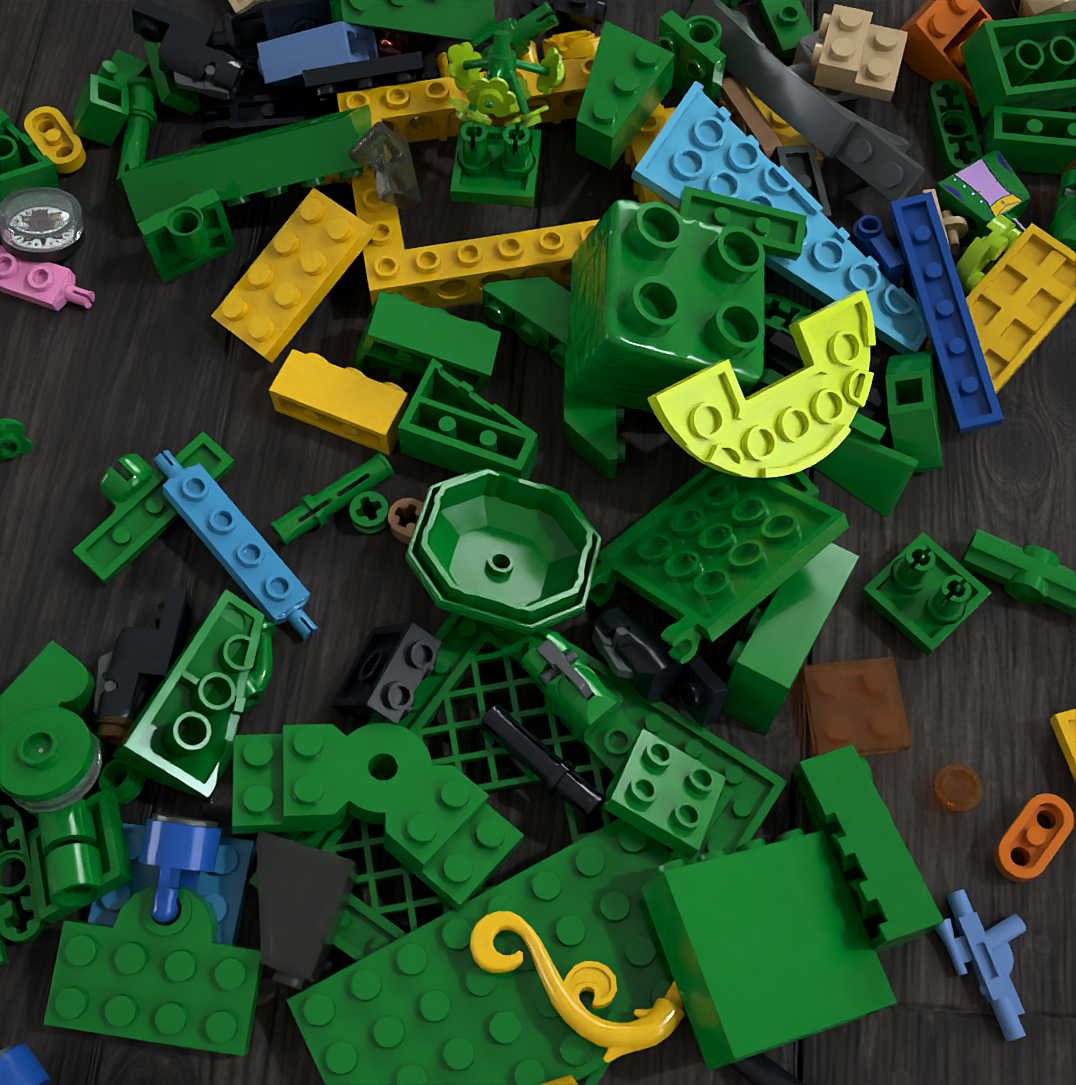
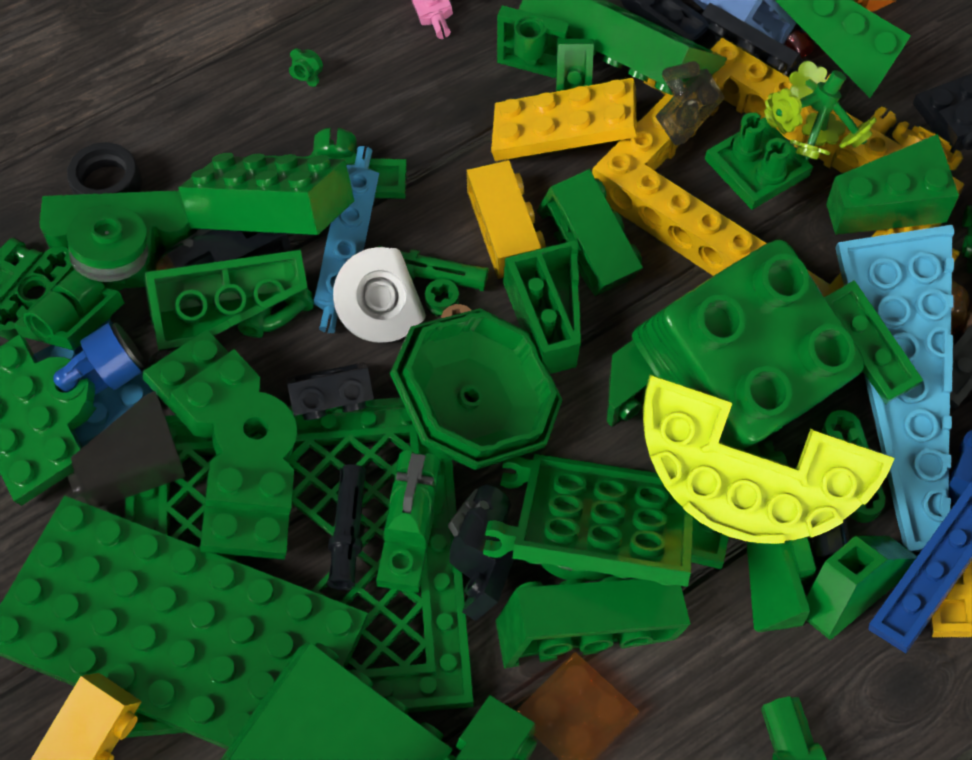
camera: 50 degrees right, 5 degrees down
(121, 780) = (135, 301): green plate -> none
(134, 574) = (267, 193): none -> green brick
(249, 221) = (574, 63): none -> green plate
(324, 564) = (377, 296): none -> white hat
(520, 31) = (879, 100): green arm -> none
(534, 310) = (682, 267): green slope -> none
(620, 1038) = (182, 708): yellow plant -> none
(665, 793) = (382, 616): green plate -> none
(925, 593) = (712, 698): green plate -> none

